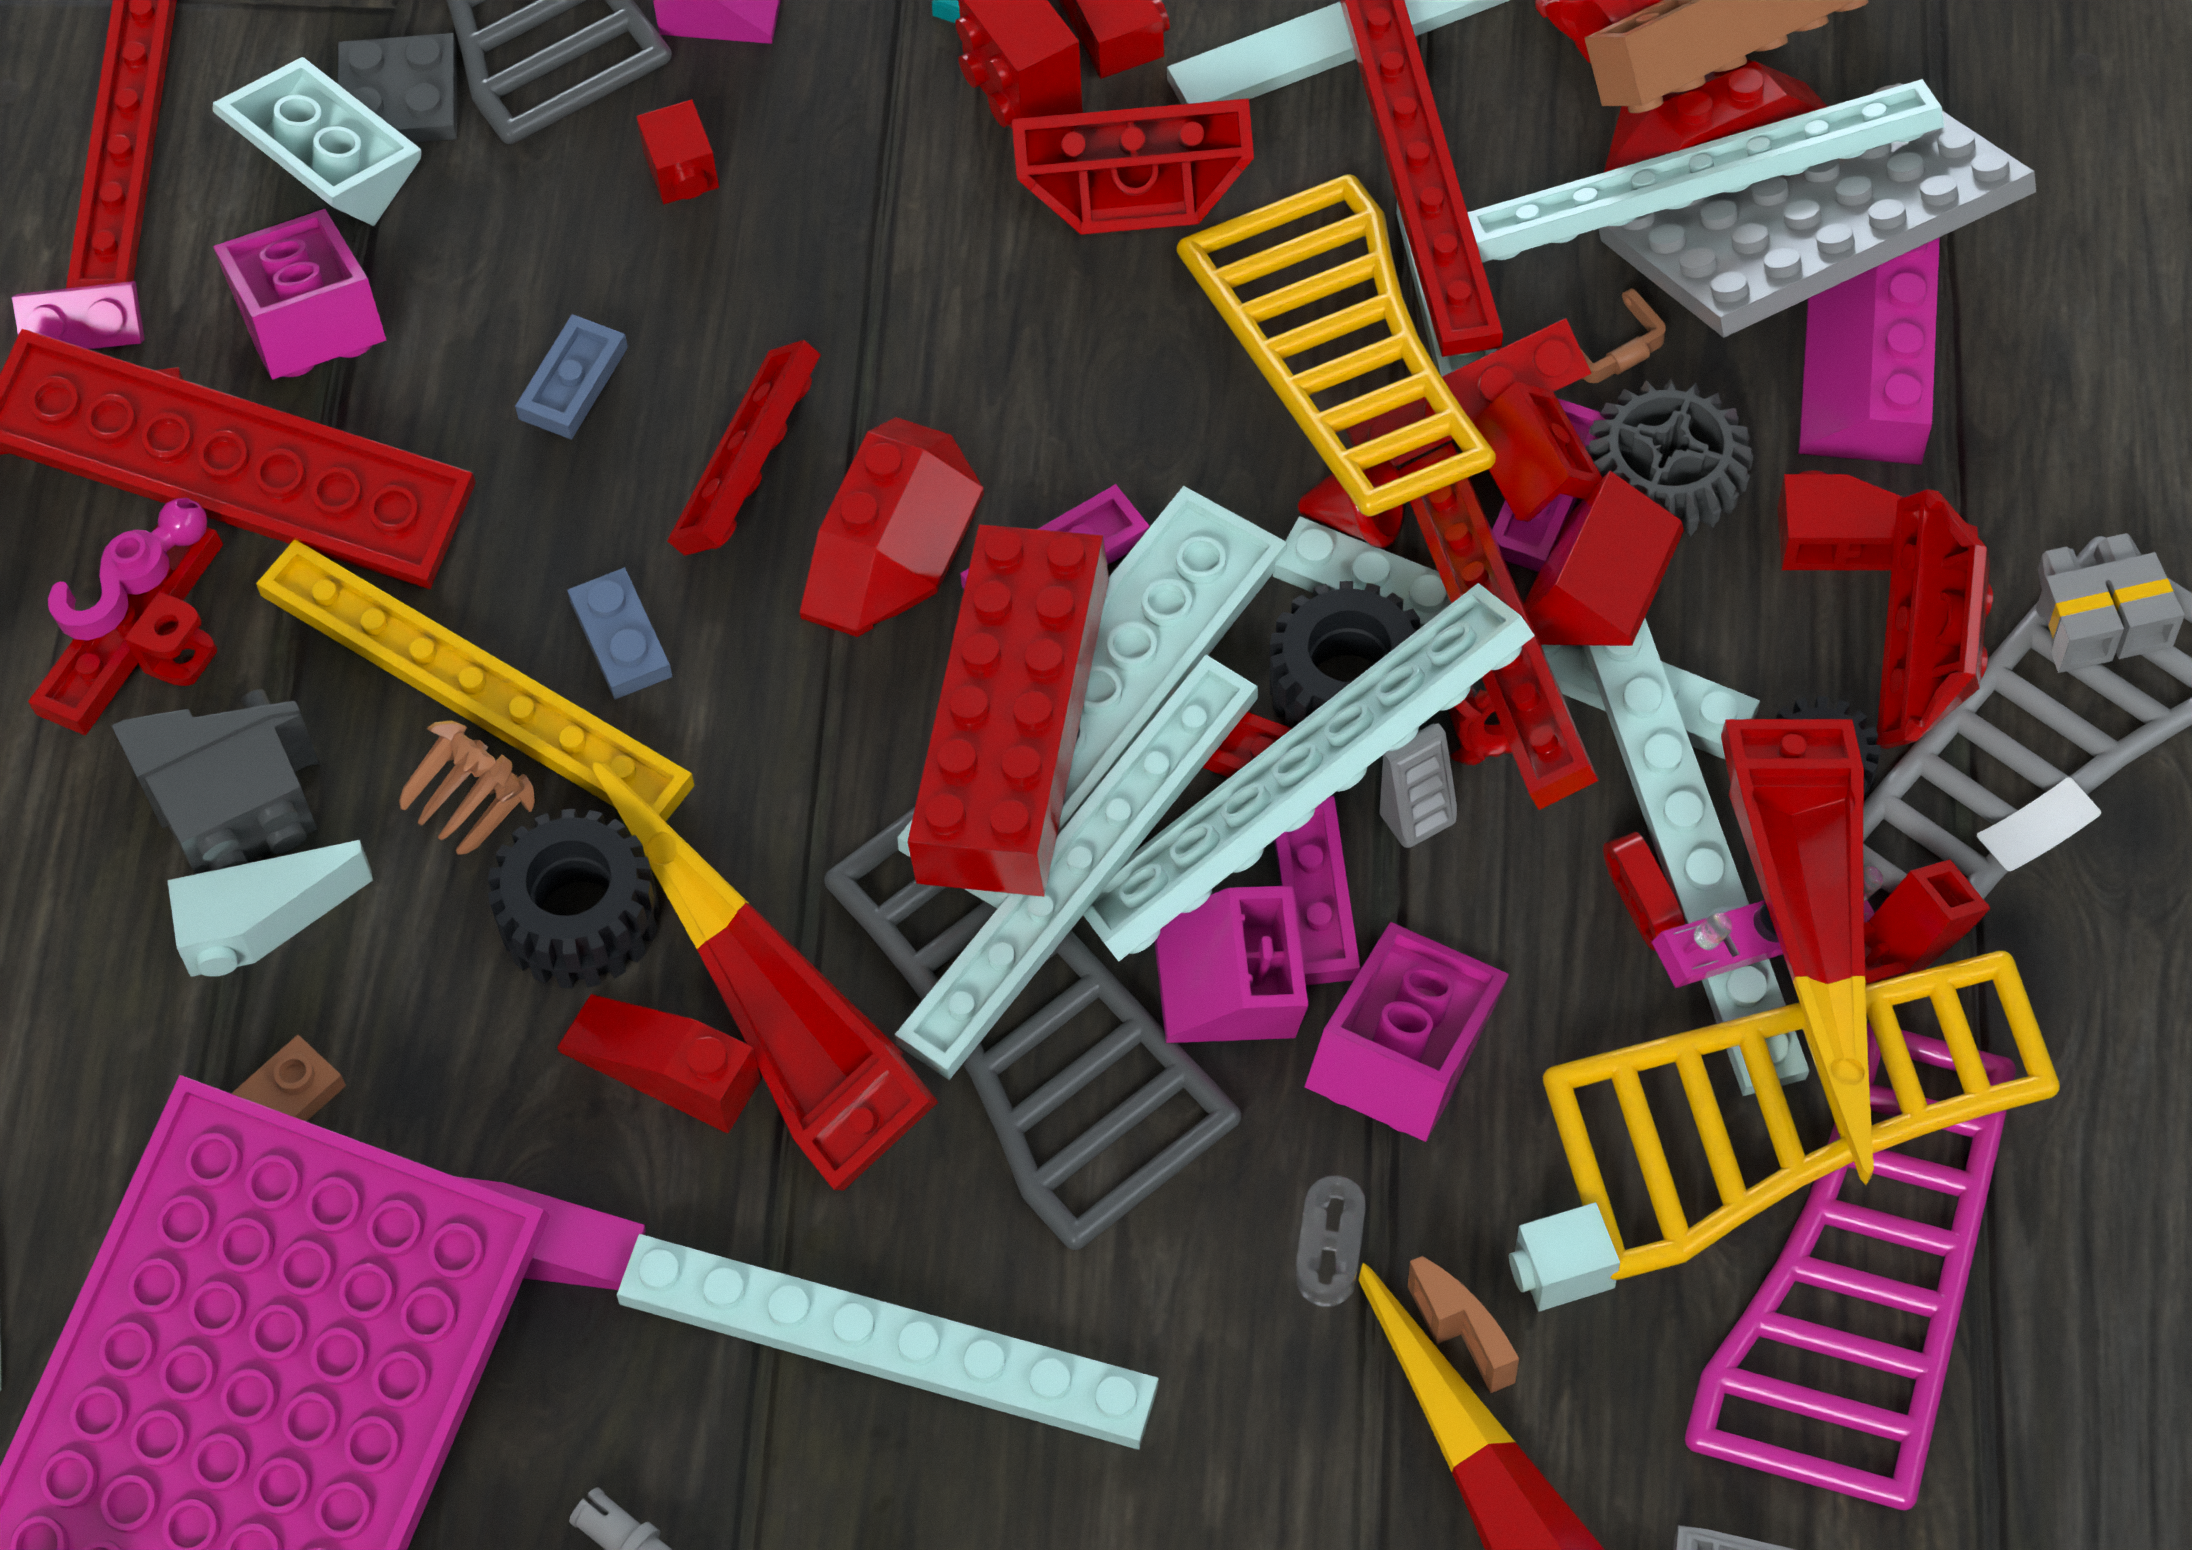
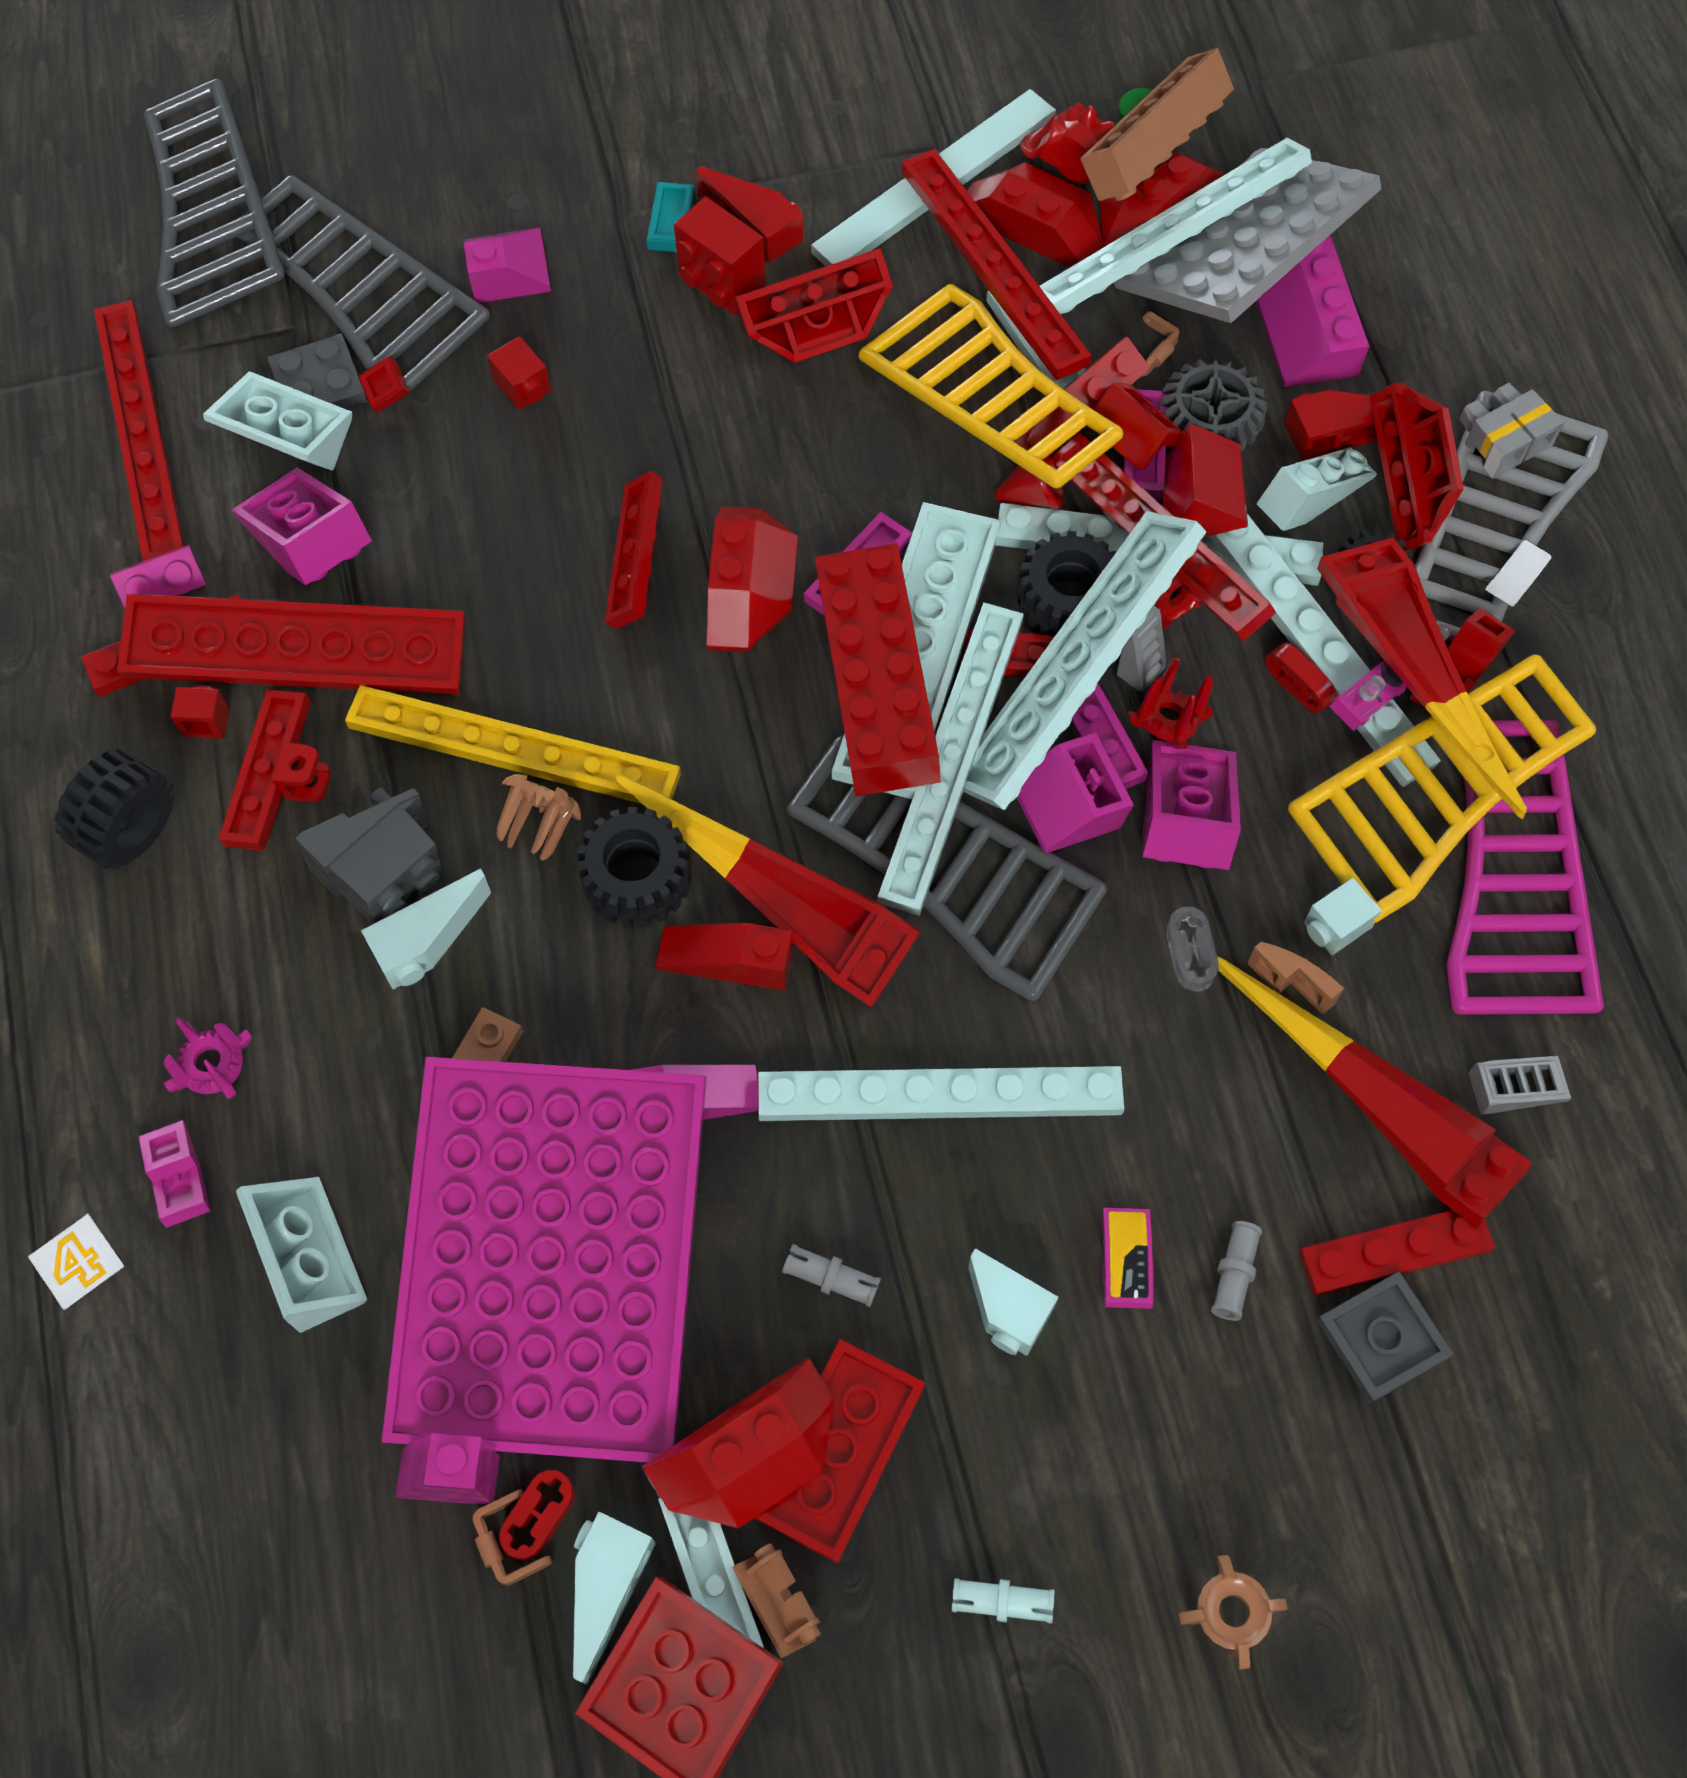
camera: 20 degrees left, 5 degrees up
(67, 519) = (200, 712): none -> red plate
(129, 565) = (258, 730): dark pink piece -> none
(484, 121) = (384, 384): none -> red tile
(571, 376) = (503, 533): sand blue plate -> none
(619, 633) = (595, 689): sand blue plate -> none
(1453, 896) = (1191, 709): none -> red piece
(1521, 99) = (1040, 213): none -> red wedge
(1774, 613) = (1313, 486): none -> light aqua slope

